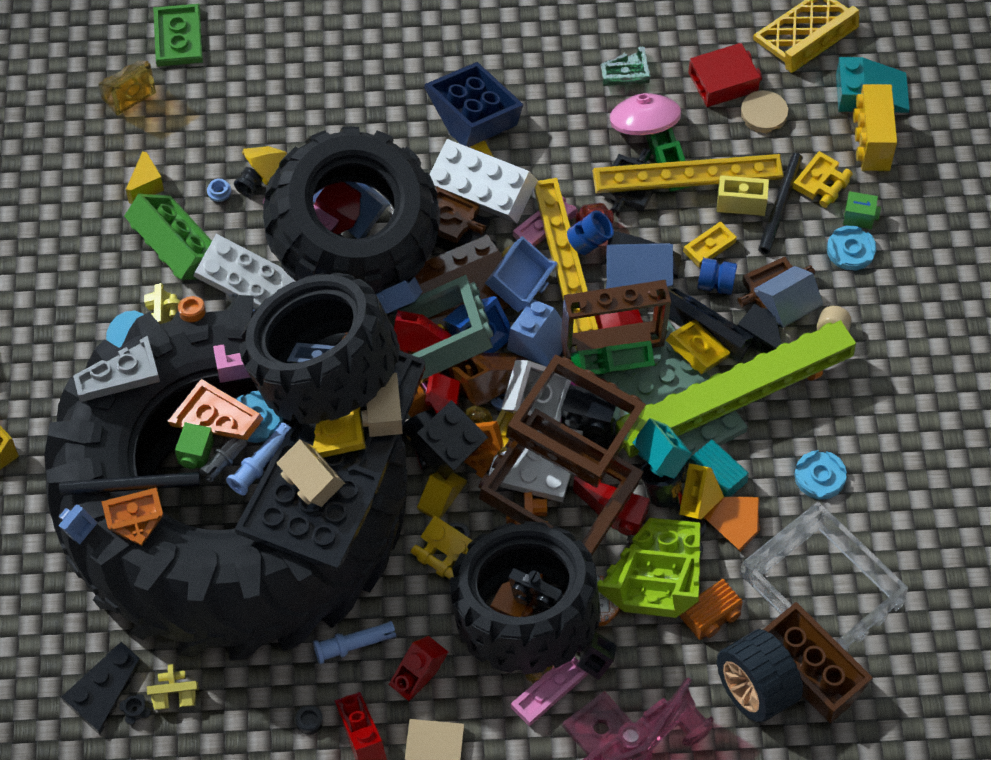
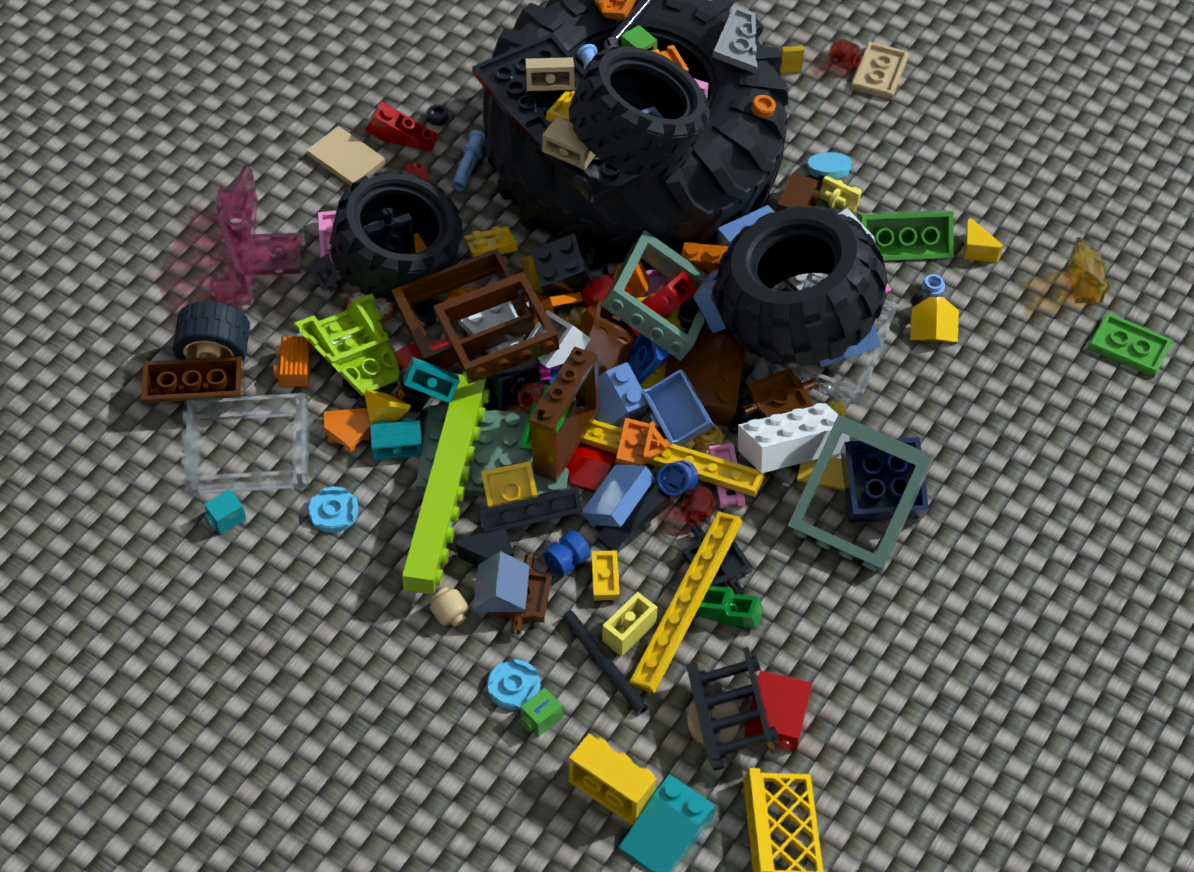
camera: 125 degrees right, 5 degrees down
(465, 111) = (885, 443): none -> sand green window
(576, 278) = (639, 443): none -> orange slope
(626, 69) = (846, 640): clear green wing -> none
(645, 114) = (770, 617): bright pink dish -> none
(764, 109) = (712, 726): none -> black fence
(816, 175) = (607, 705): yellow plate -> none
(901, 545) = (224, 512): none -> teal brick

